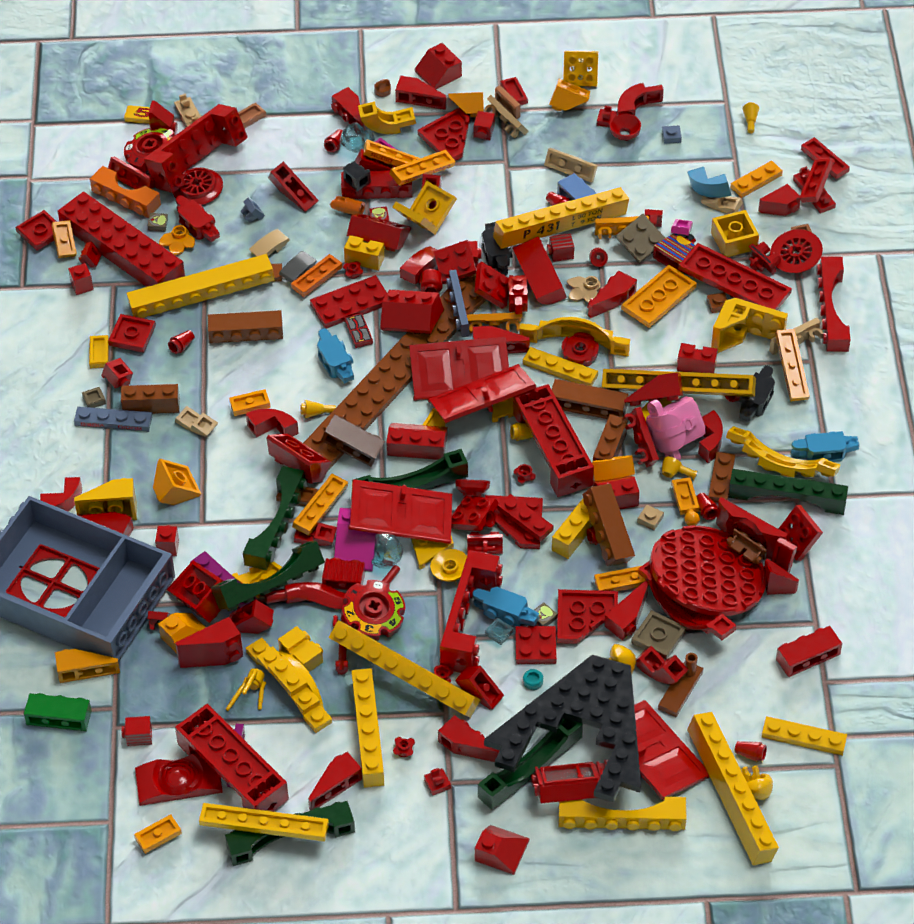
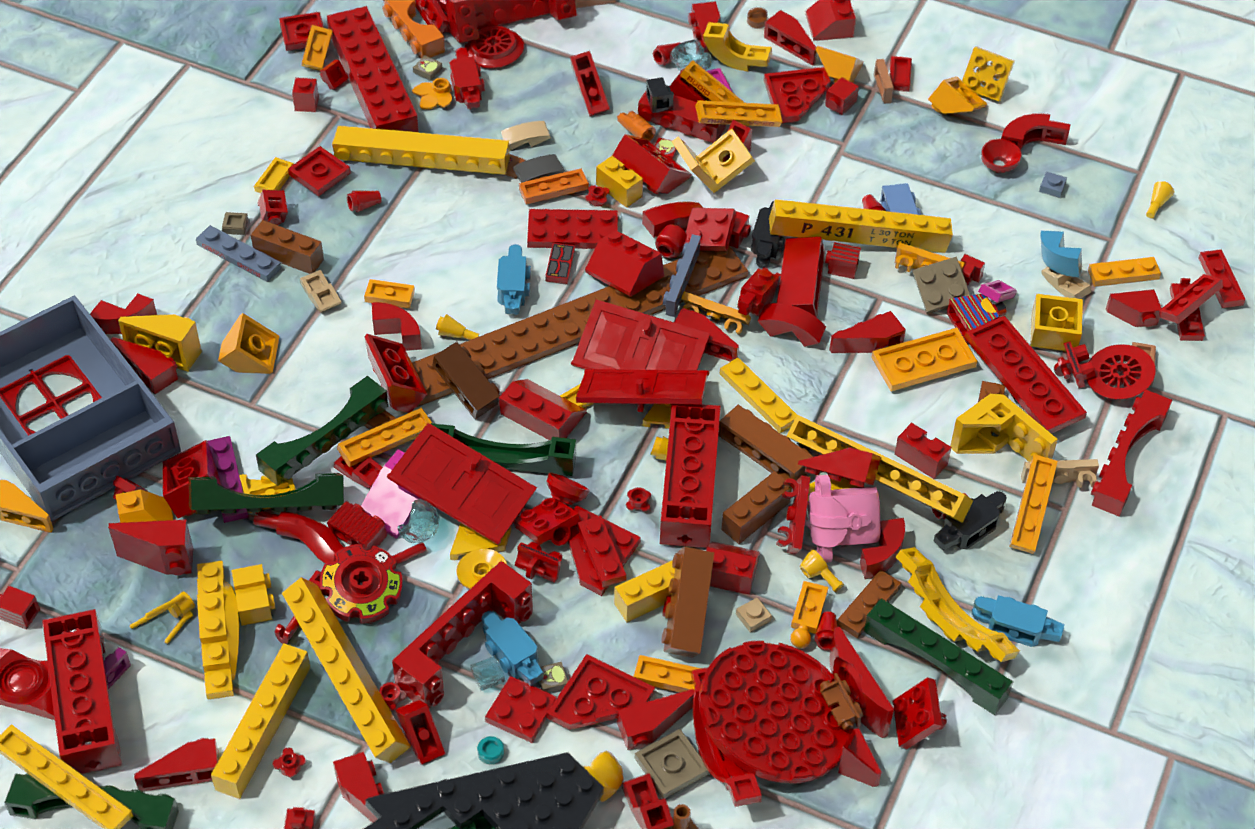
camera: 25 degrees right, 0 degrees up
(167, 539) = (196, 407): red brick -> none
(245, 326) = (440, 210): dark orange brick -> none
(253, 210) = (531, 92): sand blue tile -> none
(253, 618) = (225, 534): red slope -> none
(491, 285) = (733, 268): red plate -> none
(506, 116) = (868, 83): tan plate -> none
(548, 305) = (784, 318): none -> red brick
(569, 325) = (800, 356): yellow piece -> none
(570, 164) = (912, 173): tan plate -> none
(583, 288) = (842, 315): tan plate -> none
(583, 340) = (794, 394): red plate -> none
(598, 257) = (879, 292): red tile -> none
(605, 116) = (985, 135): red tile -> none
(613, 468) = (740, 537): light orange slope -> none
(784, 554) = (879, 734): red tile -> none

